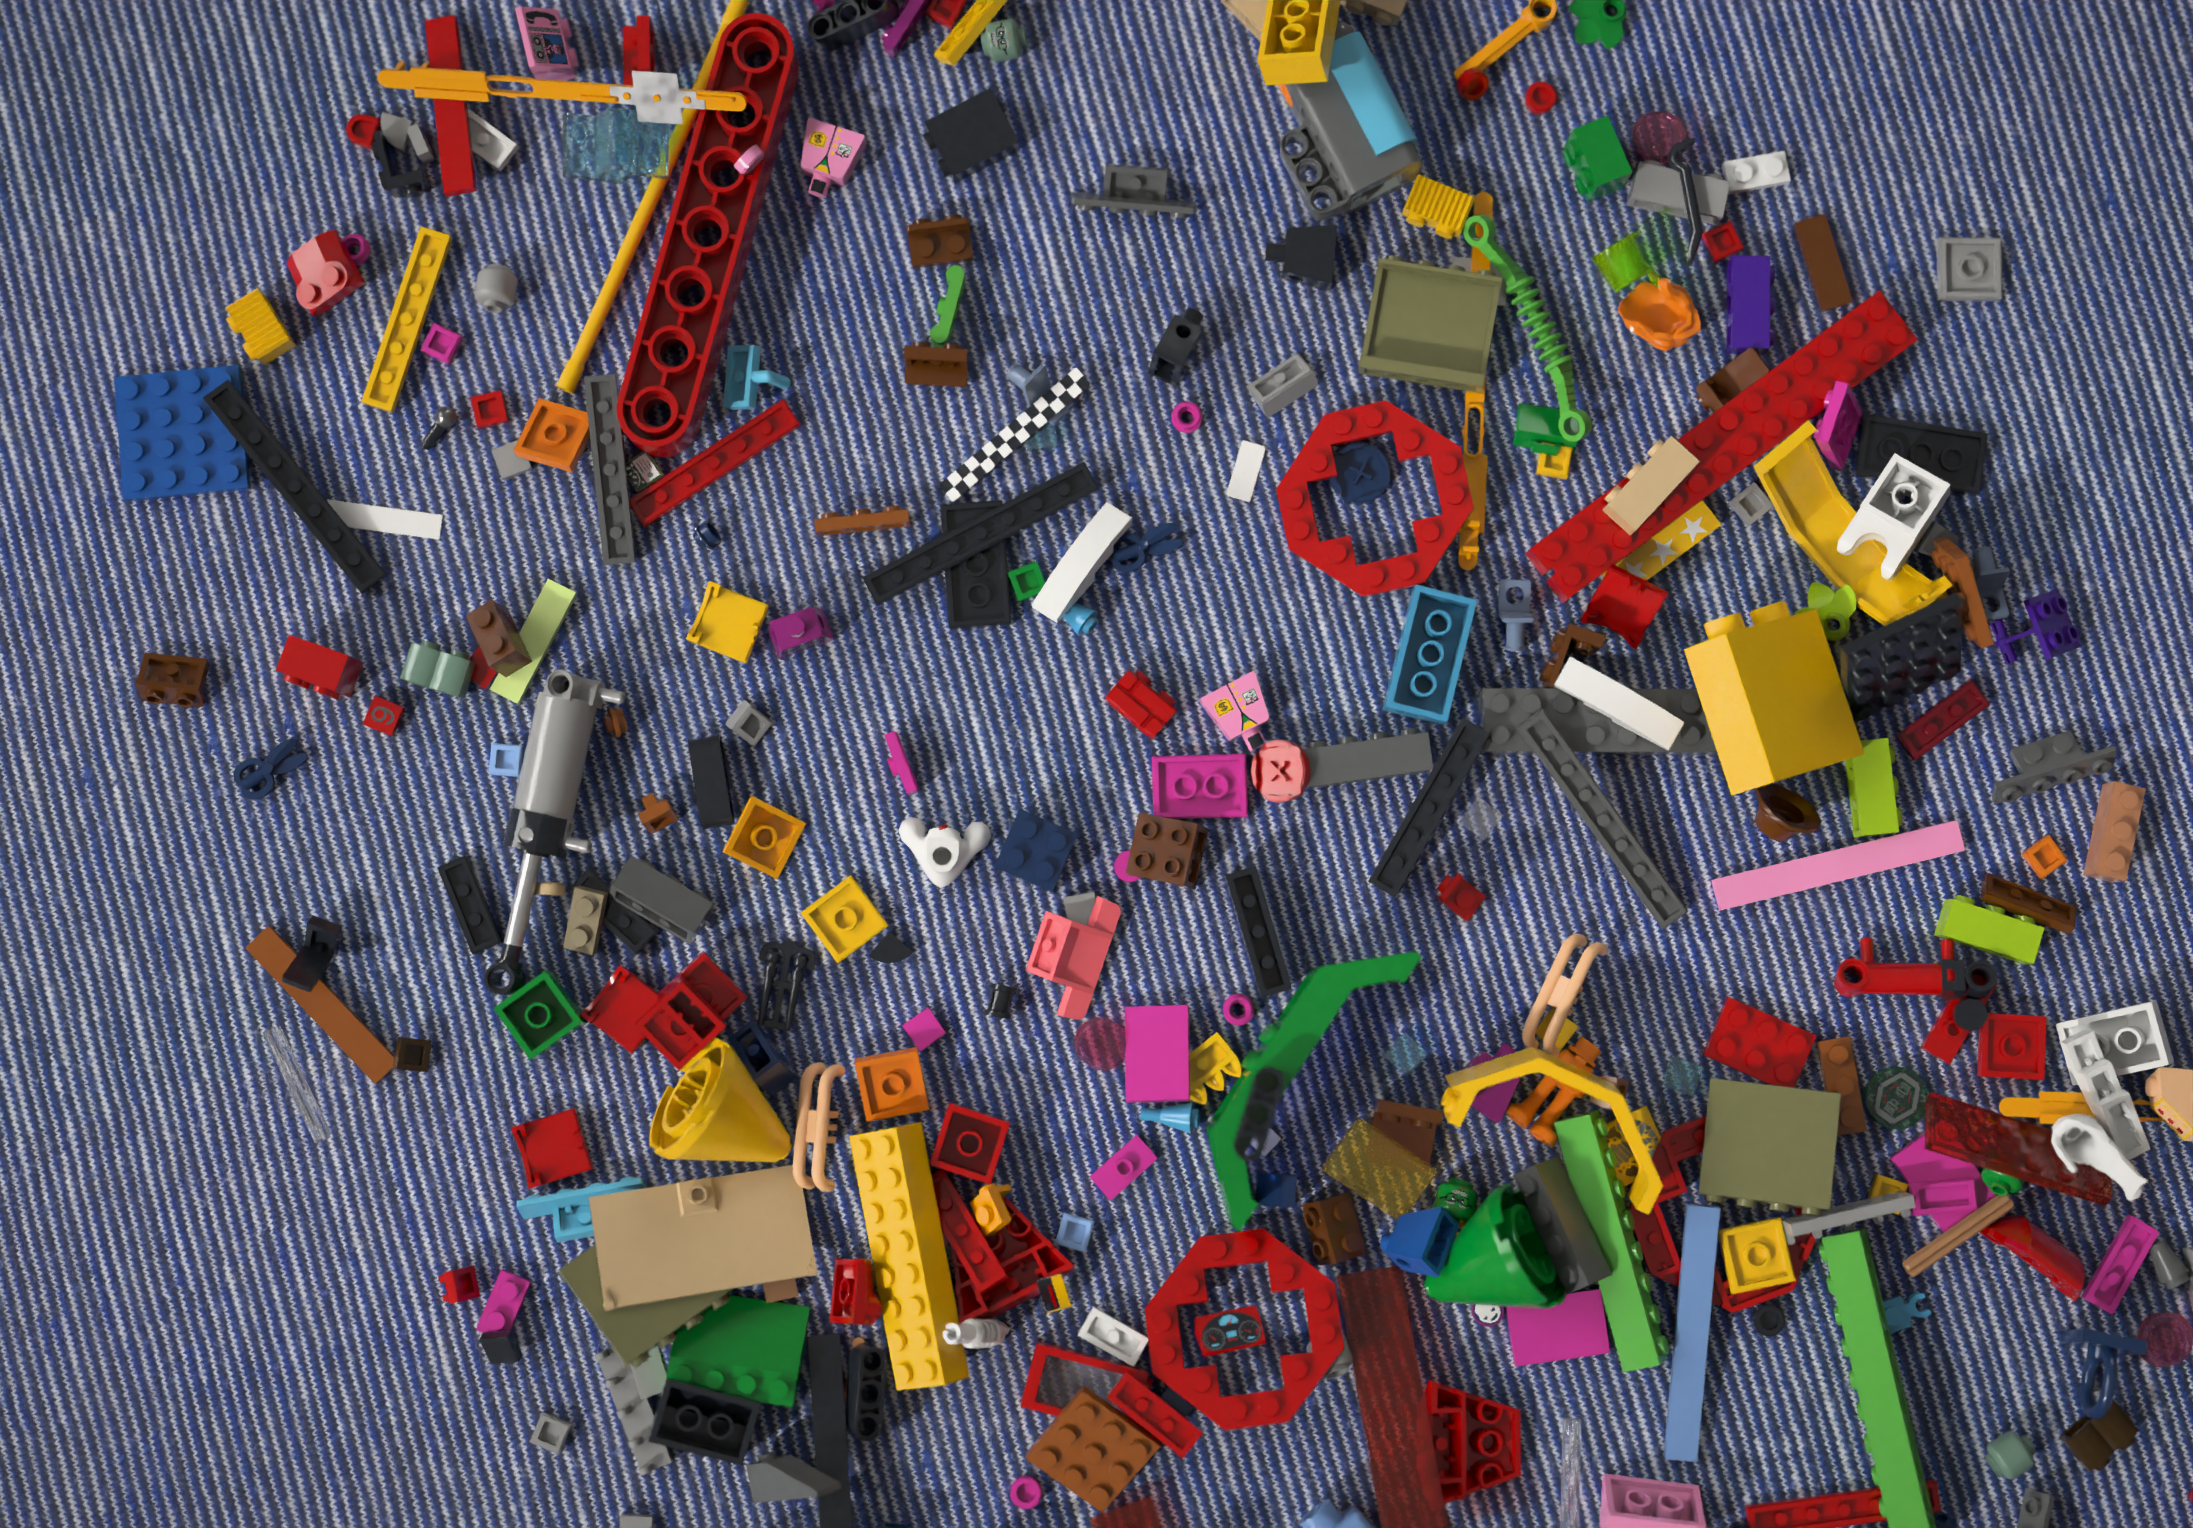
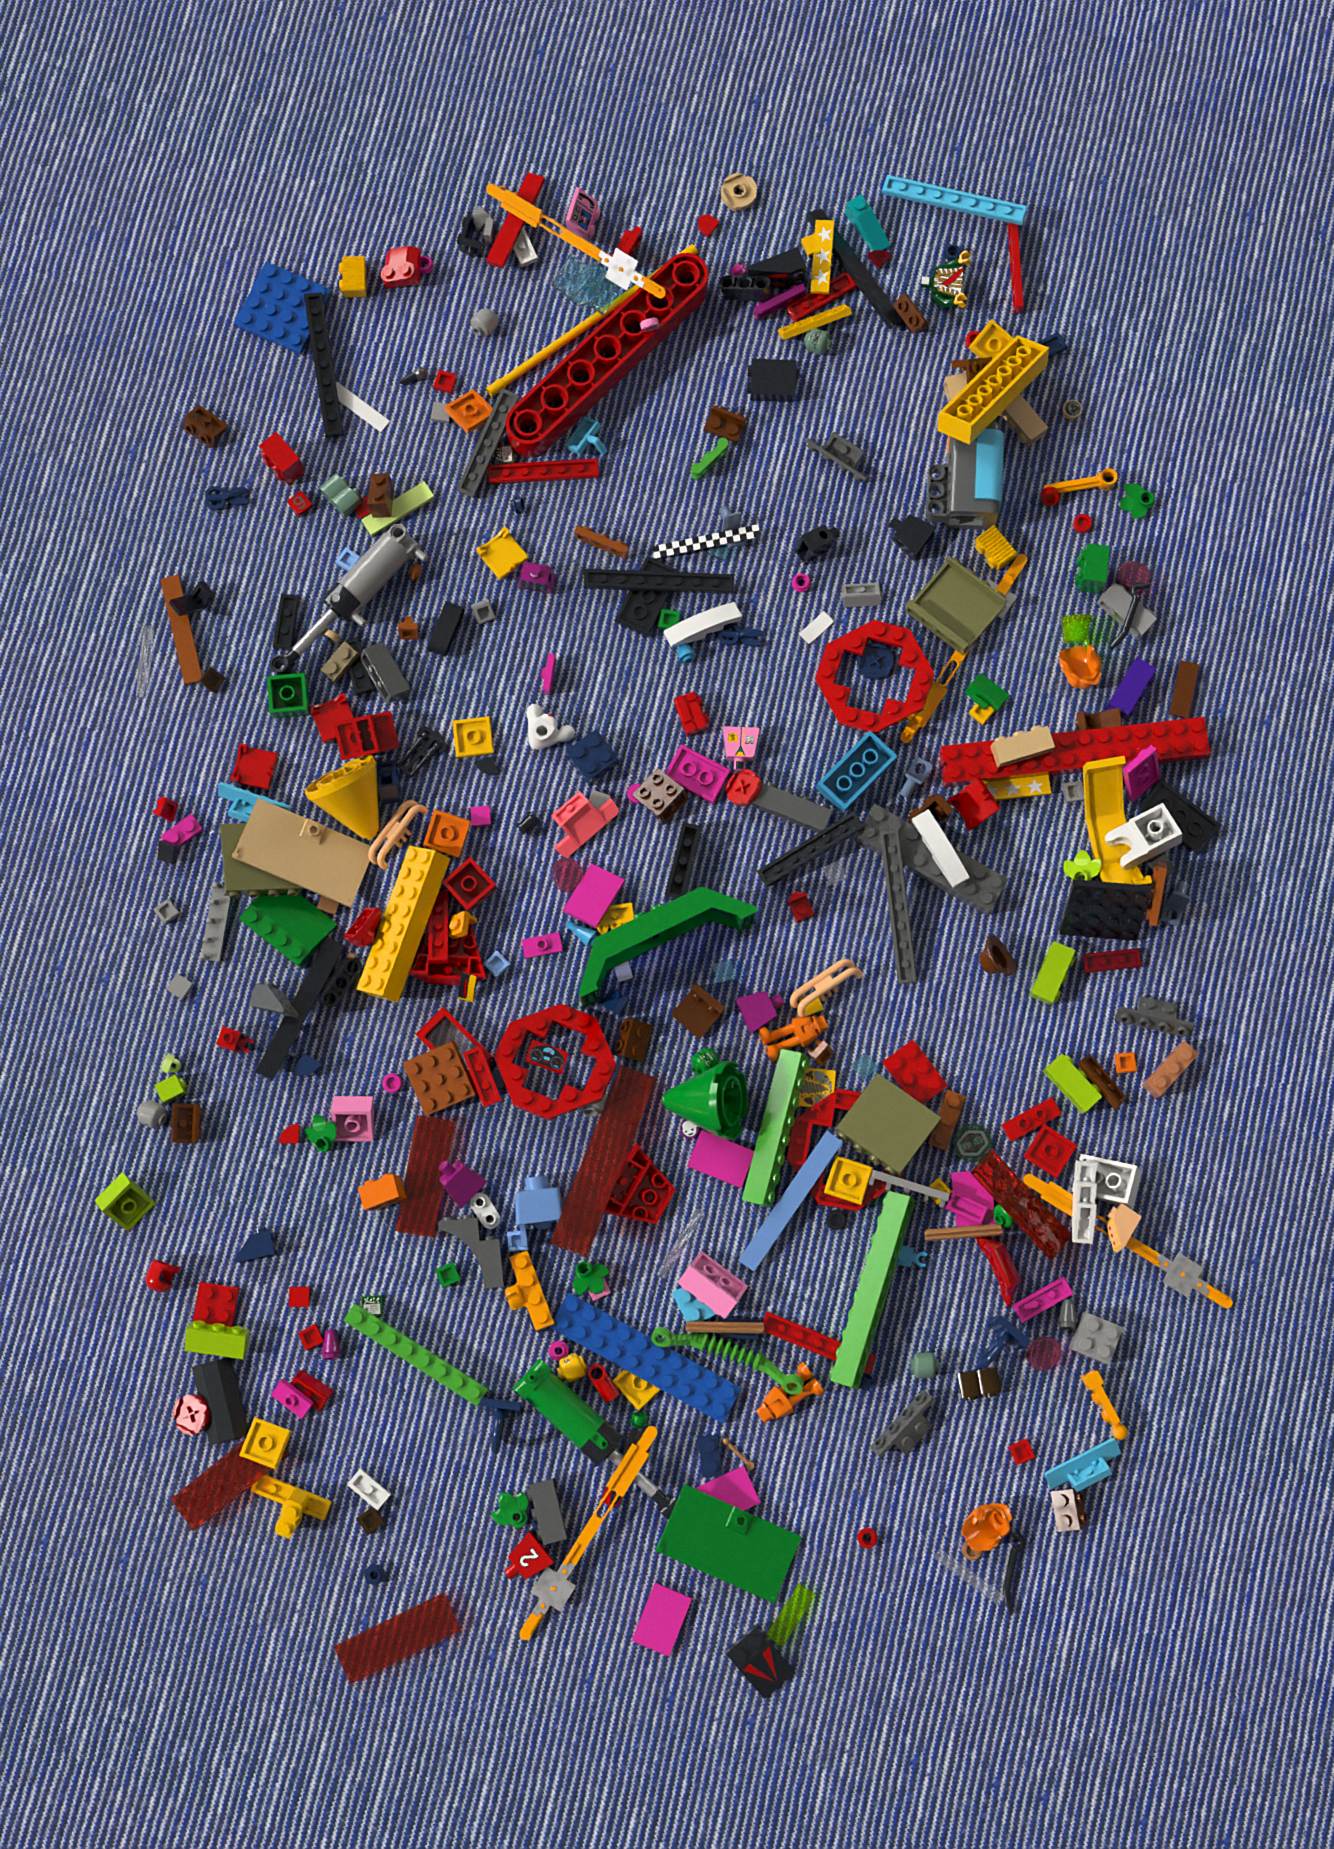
camera: 30 degrees right, 5 degrees down
(361, 129) = (462, 208): red tile -> none
(407, 319) = (429, 313): yellow plate -> none
(441, 343) = (440, 335): dark pink tile -> none
(650, 1375) = (235, 908): white sticker -> none
(704, 1421) = (248, 946): black slope -> none
(764, 837) = (456, 671): light orange slope -> none
(829, 155) = (694, 350): bright pink torso -> none
(936, 365) = (686, 484): reddish brown bracket -> none
(976, 1333) = (415, 982): white hinge -> none
(1113, 1336) = (485, 1028): white plate -> none
(1248, 1009) = (649, 892): dark pink plate -> none
(1258, 1130) = (629, 931): black beam -> none
(1379, 1169) = (674, 1021): clear yellow tile -> none
(1421, 1241) = (675, 1068): blue torso -> none
(1467, 1082) = (735, 1003): yellow panel -> none
(1518, 282) = (1015, 610): bright green piece -> none
(1562, 1224) = (754, 1103): dark grey brick -> none
(1722, 241) = (1136, 648): red tile -> none
(1756, 172) = (1175, 624): white plate -> none
(1772, 696) = (1024, 891): yellow brick -> none
(1838, 865) = (1011, 1004): bright pink tile -> none
(1944, 979) = (1031, 1092): red piece -> none
(1969, 269) = (1261, 736): light grey tile -> none
(1969, 1014) = (1036, 1119): black tile -> none
(2050, 624) = (1197, 941): dark purple plate -> none
(2083, 1140) = (1057, 1216): white hair -> none

